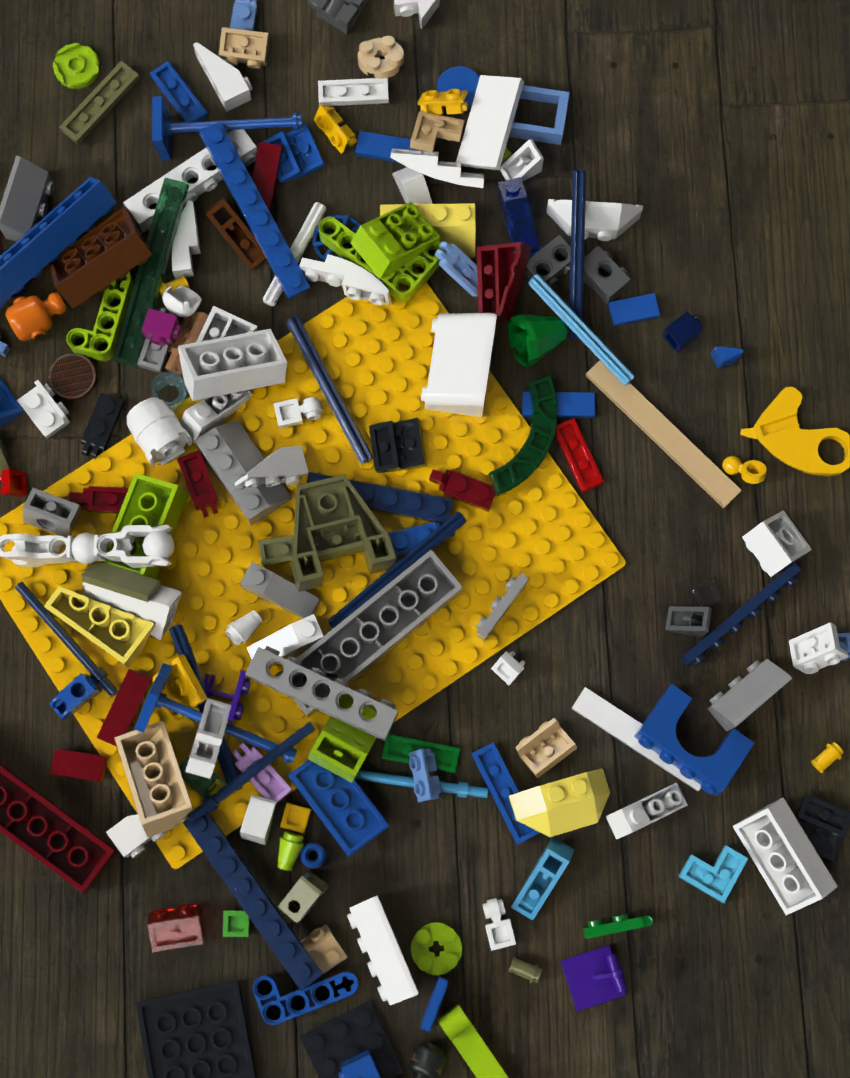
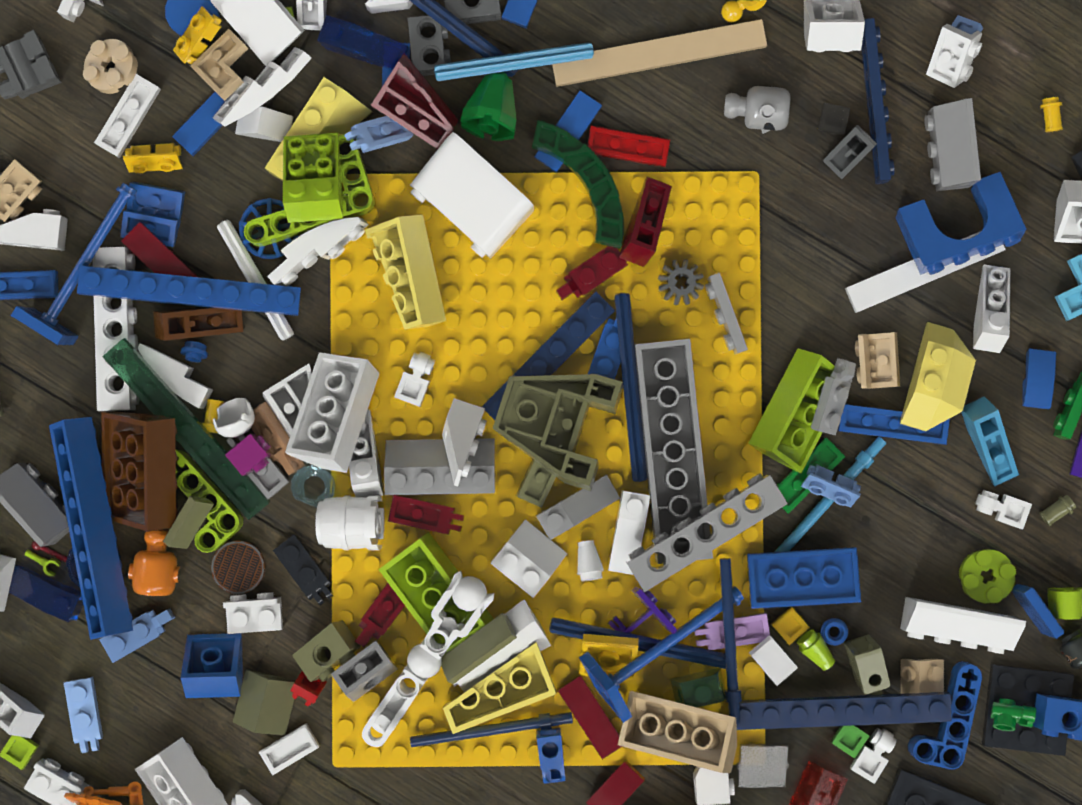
camera: 55 degrees left, 10 degrees up
(61, 476) = (312, 655): none -> olive brick
(81, 315) = (188, 522): none -> olive tile
(171, 868) = (762, 765): none -> clear smoke piece
(208, 738) = (679, 661): white slope -> none
(212, 244) = (194, 351): none -> blue plate
(216, 580) = (529, 558): none -> white slope
(228, 952) = (869, 761): none -> white plate
(329, 390) = (414, 335): dark blue axle -> none
(336, 1034) = (1007, 714): none -> green plate
(342, 746) = (761, 545): lime slope -> none
(375, 354) = (409, 270): none -> light yellow wedge
(397, 445) = (510, 307): black slope -> none
(466, 712) = (786, 424): none -> lime slope
(493, 731) = (833, 397): none -> light grey hinge
(508, 668) = (783, 345): white tile -> none
(509, 563) = (671, 281): none -> dark grey gear
(529, 501) = (646, 222): none -> dark red slope
(617, 885) = (1039, 379): none -> blue slope
(675, 531) = (763, 108): none -> light grey piece

